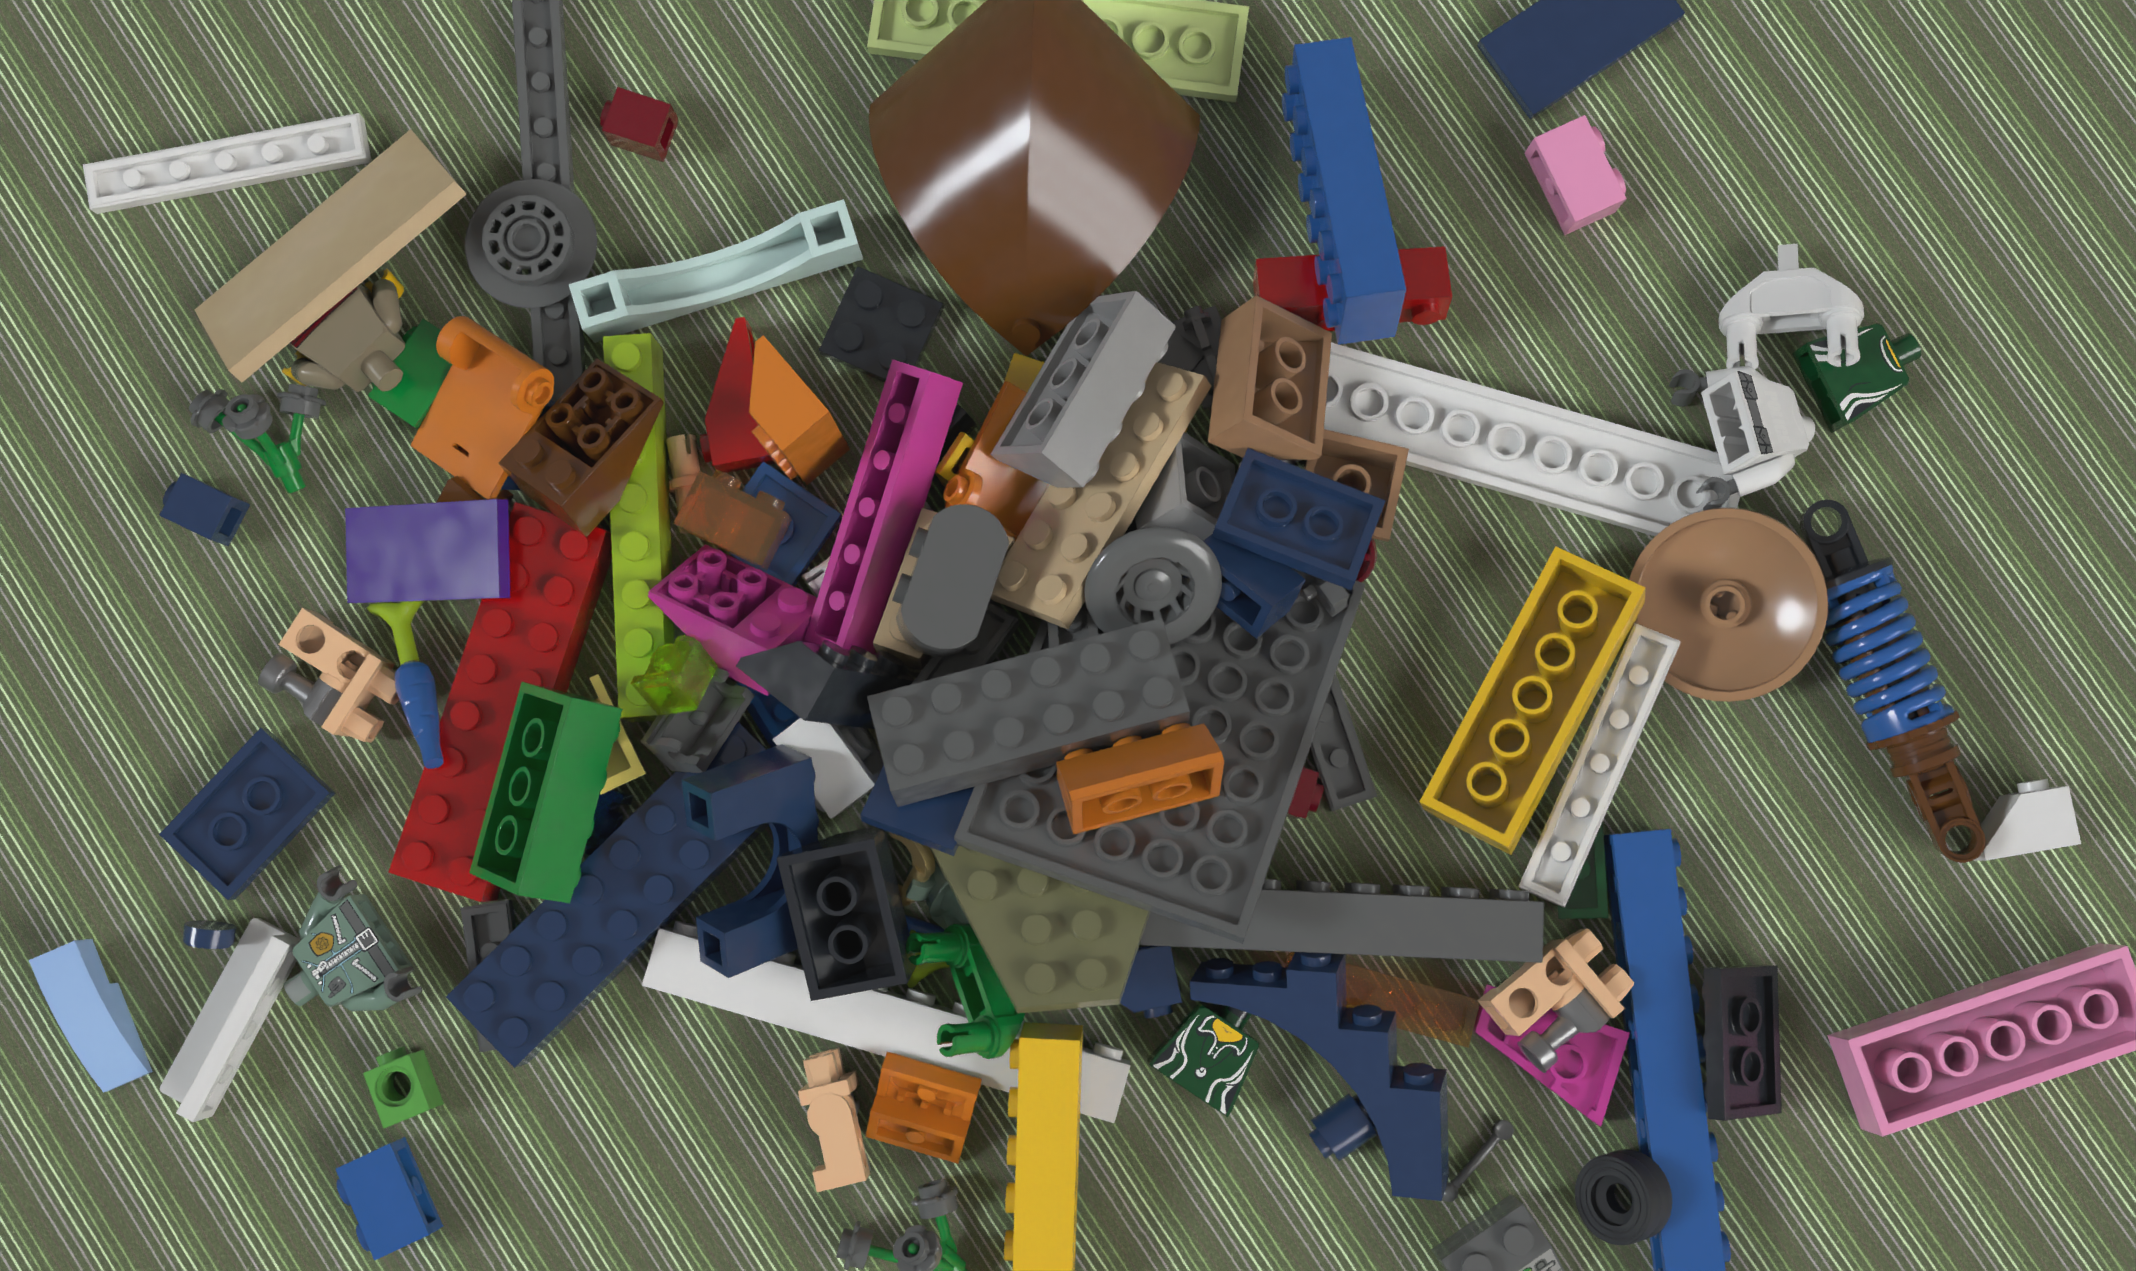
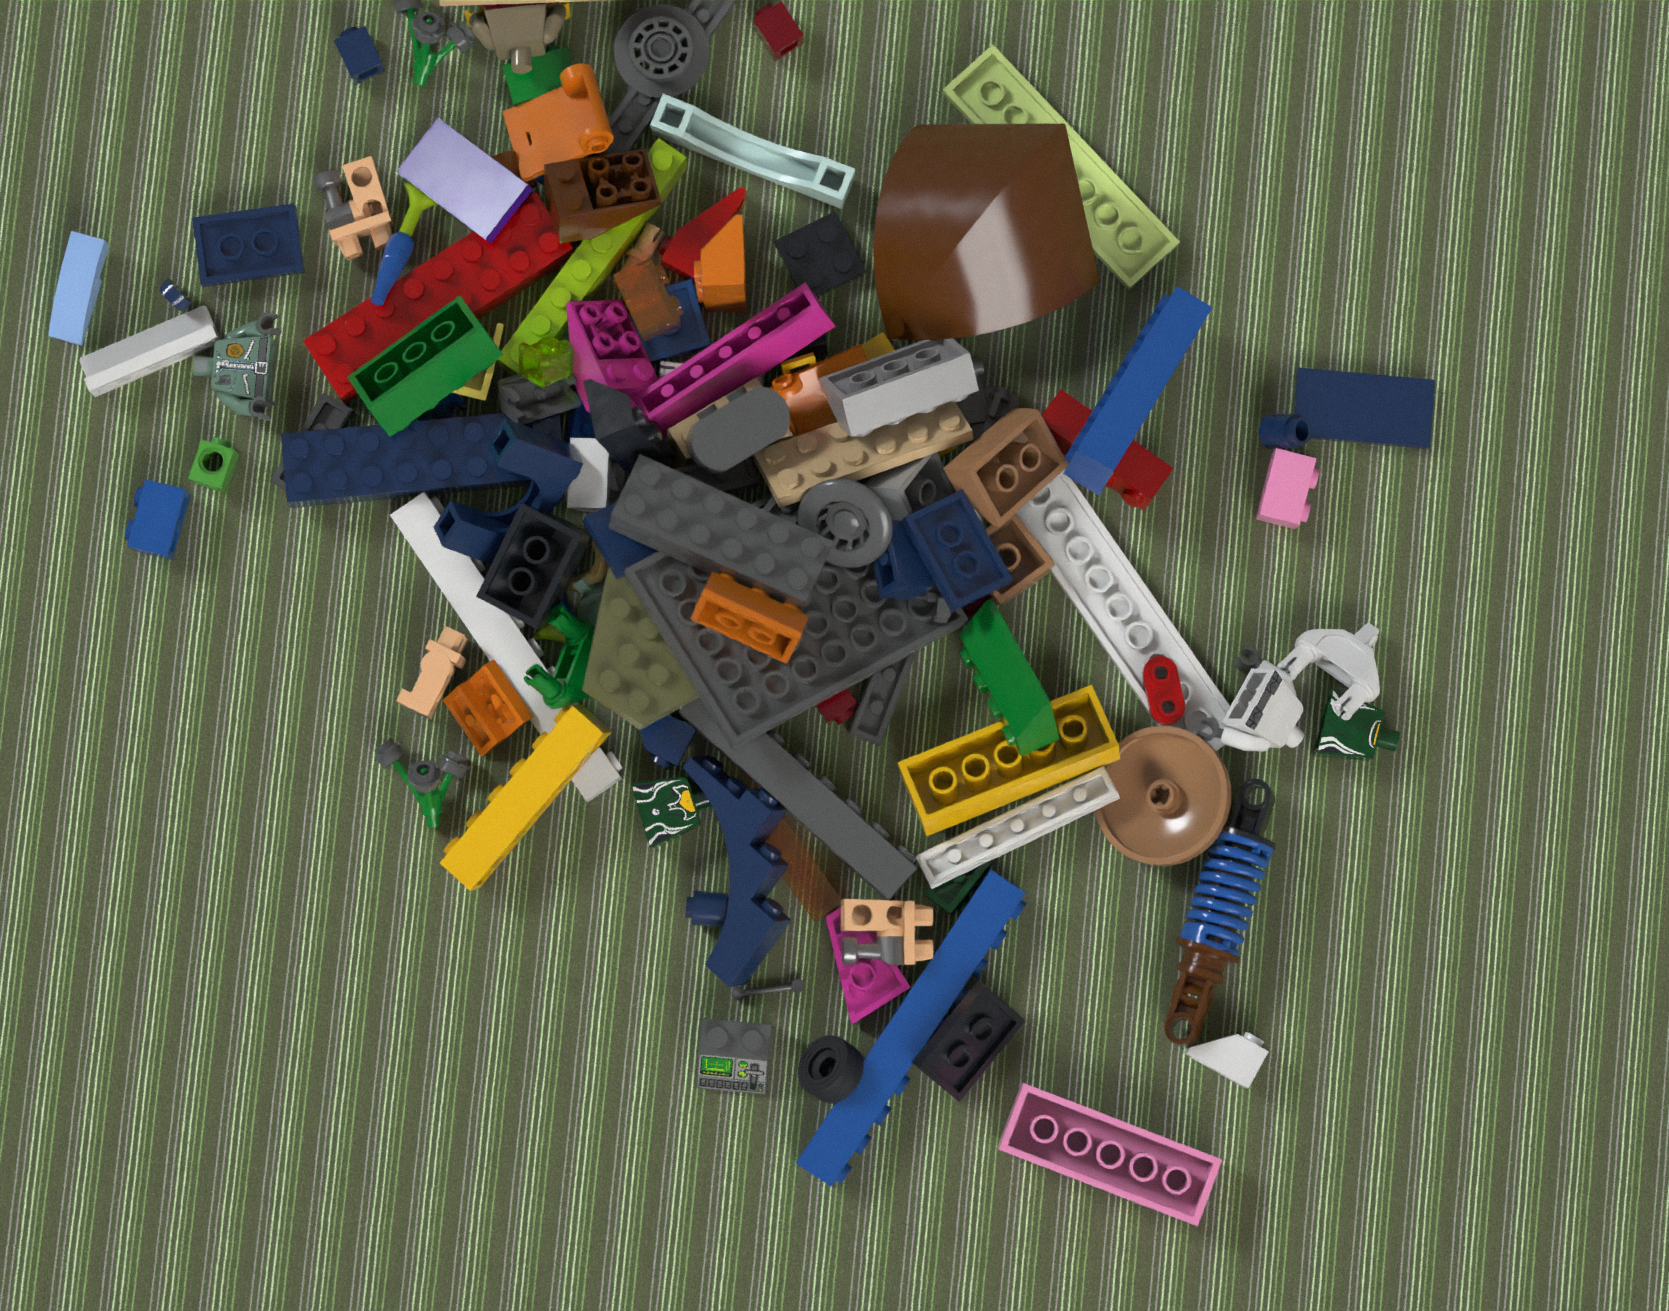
camera: 35 degrees right, 0 degrees up
(1468, 614) = (1008, 681): none -> green slope
(1525, 115) = (1284, 431): none -> dark blue brick
(1630, 494) = (1163, 690): none -> red plate

